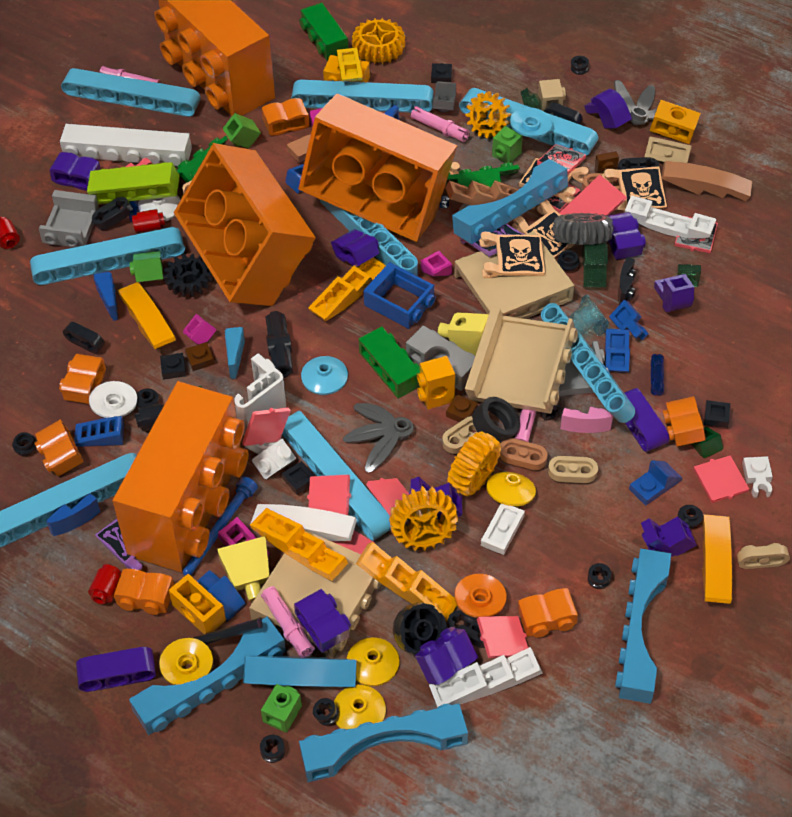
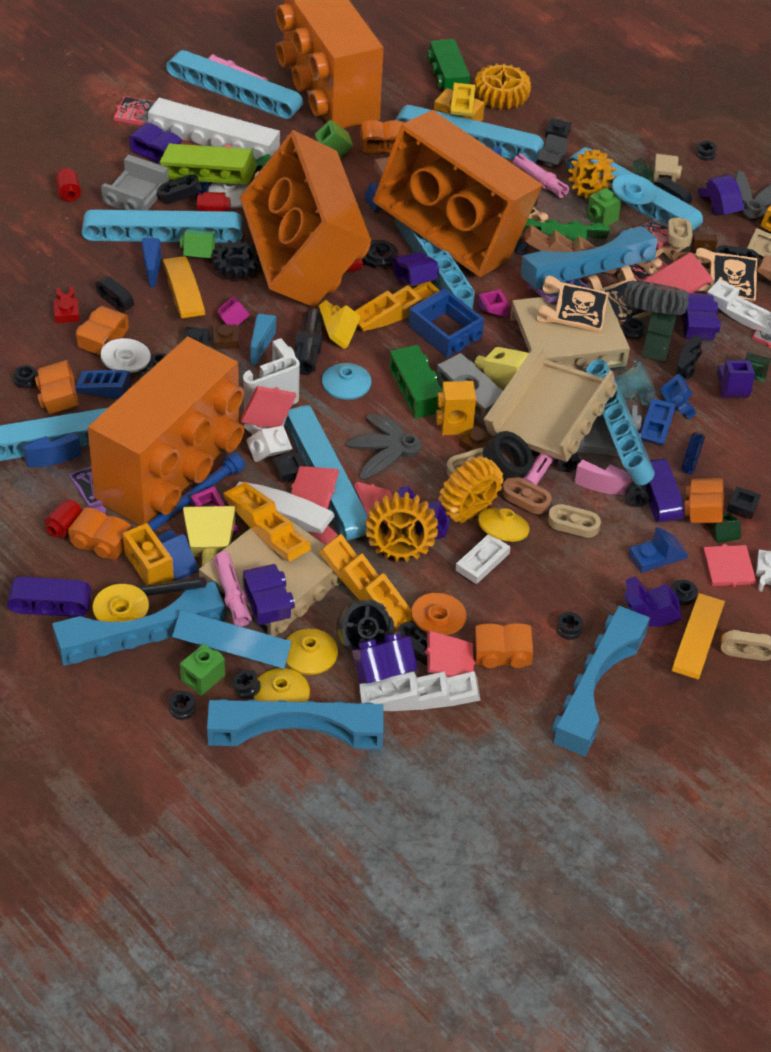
camera: 10 degrees right, 5 degrees down
(40, 360) = (66, 307): none -> red plate
(44, 139) = (133, 110): none -> piece
(302, 319) = (339, 322): none -> yellow slope
(325, 233) = (385, 249): none -> black gear
(583, 156) = (679, 233): none -> tan plate
(620, 431) = (632, 496): none -> black bush

